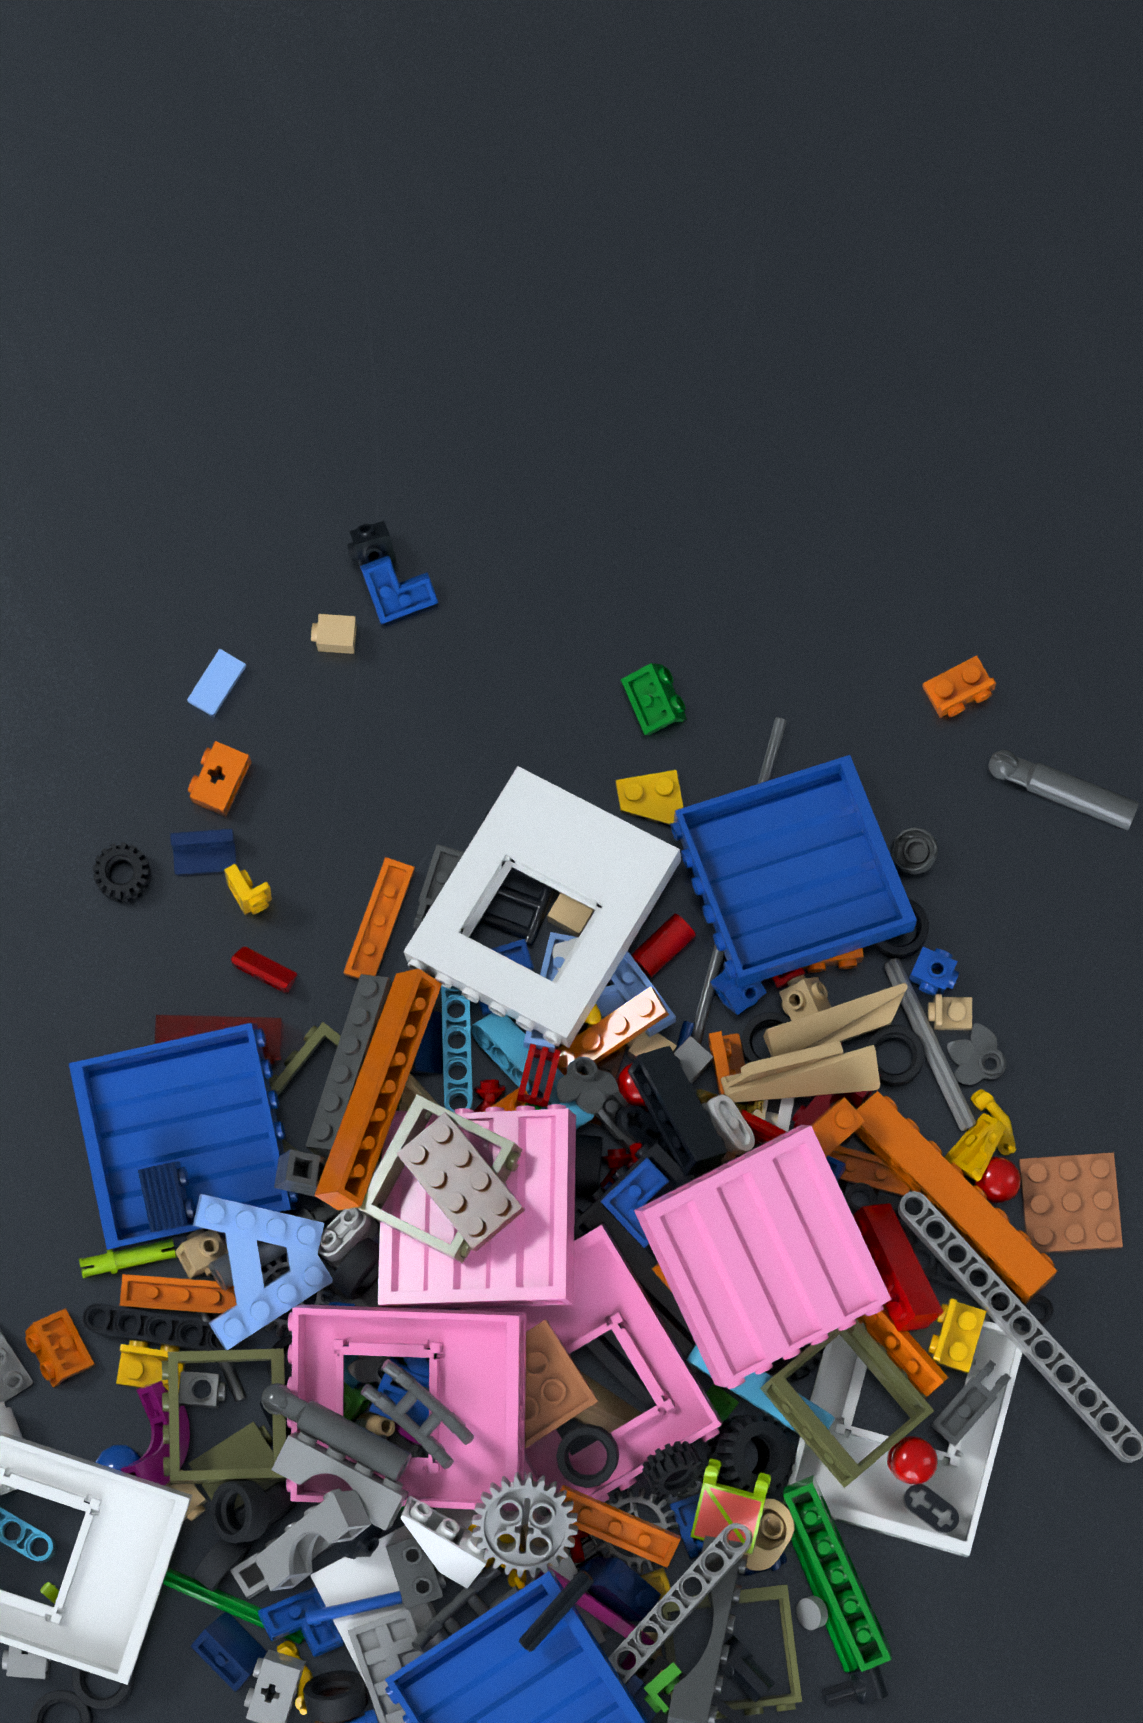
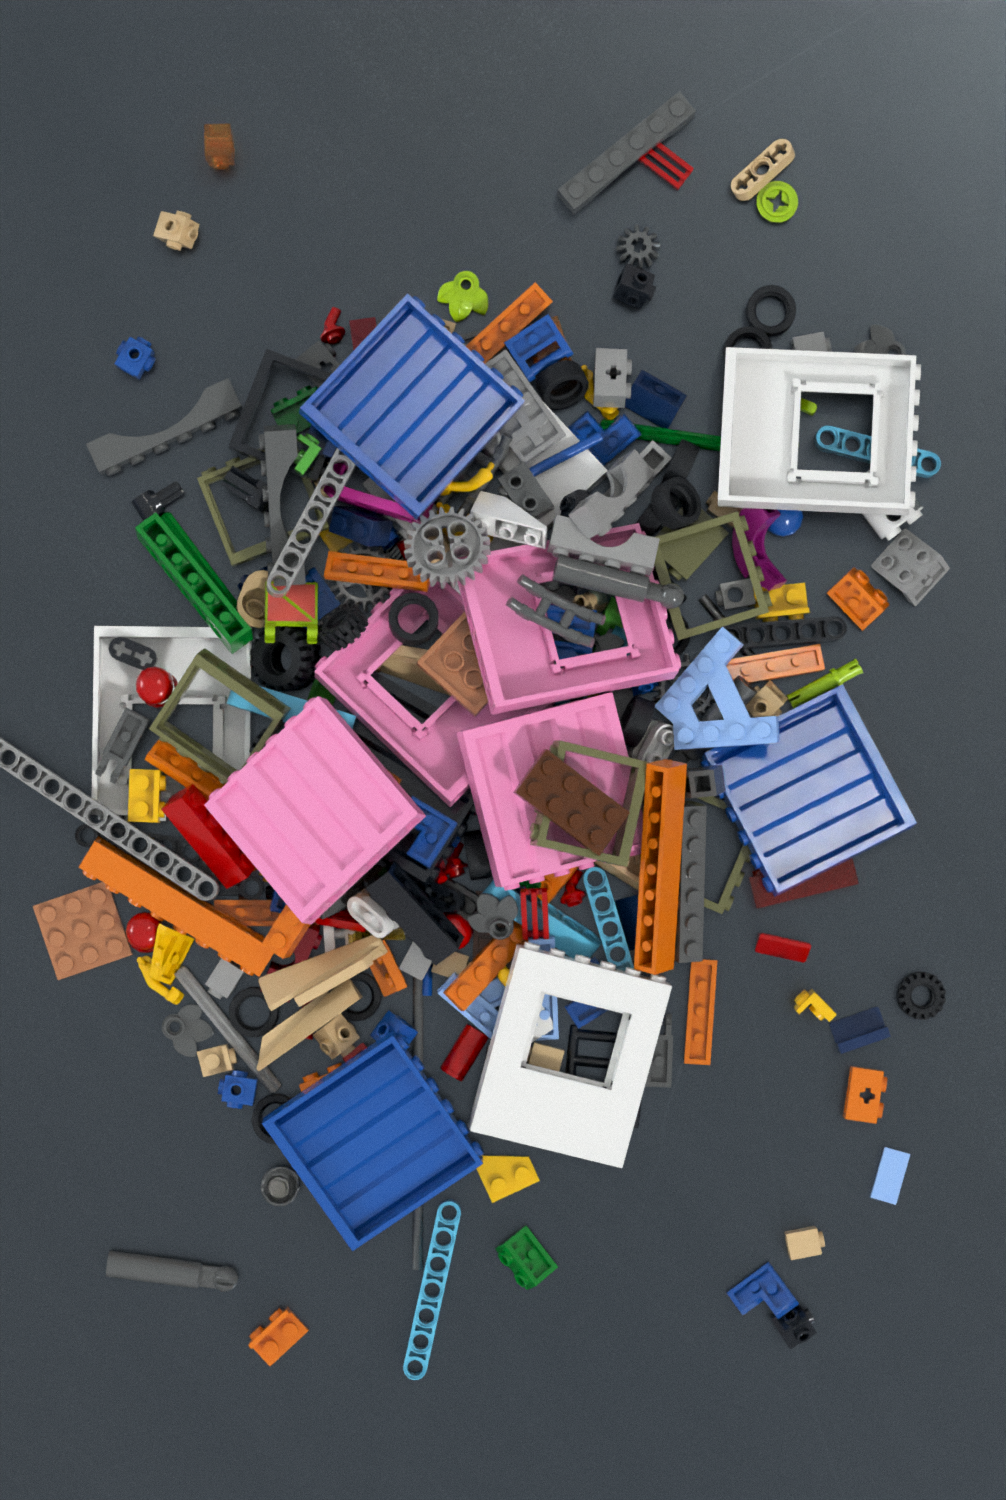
camera: 160 degrees right, 10 degrees up
(166, 1196) = (806, 736): dark blue brick -> none
(462, 1602) = (482, 477): none -> yellow piece
(556, 1610) = (404, 485): black axle -> none
(771, 677) = (427, 1301): none -> medium azure beam
(812, 1612) = (207, 550): light grey tile -> none
(919, 1101) = (224, 979): none -> light grey brick

